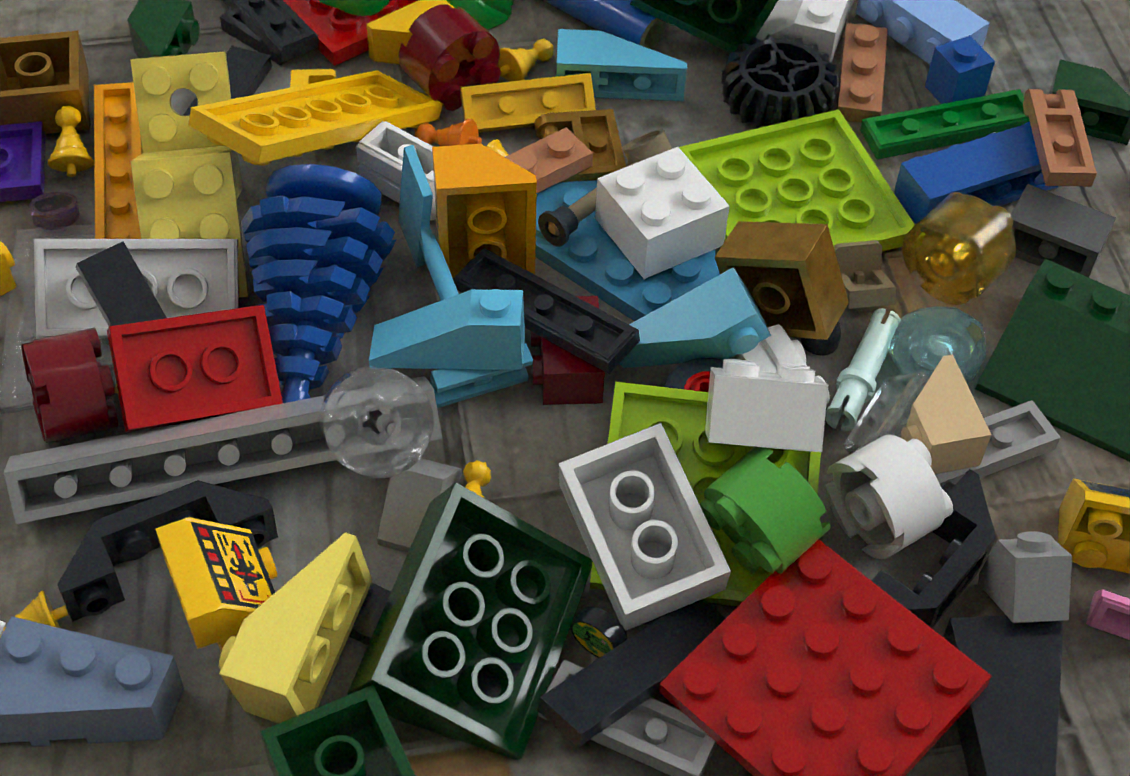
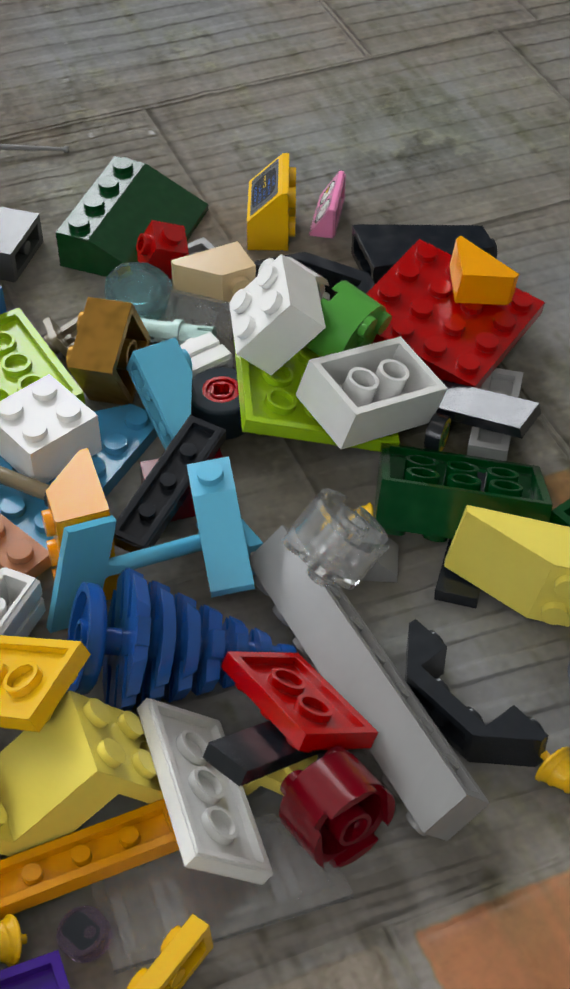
camera: 100 degrees left, 5 degrees down
(216, 576) = (500, 631): yellow piece -> none
(863, 707) = (479, 276): none -> light orange slope
(960, 248) = (45, 276): clear yellow brick -> none
(1015, 372) = (162, 244): none -> red brick
(1029, 578) = (337, 231): light grey slope -> none

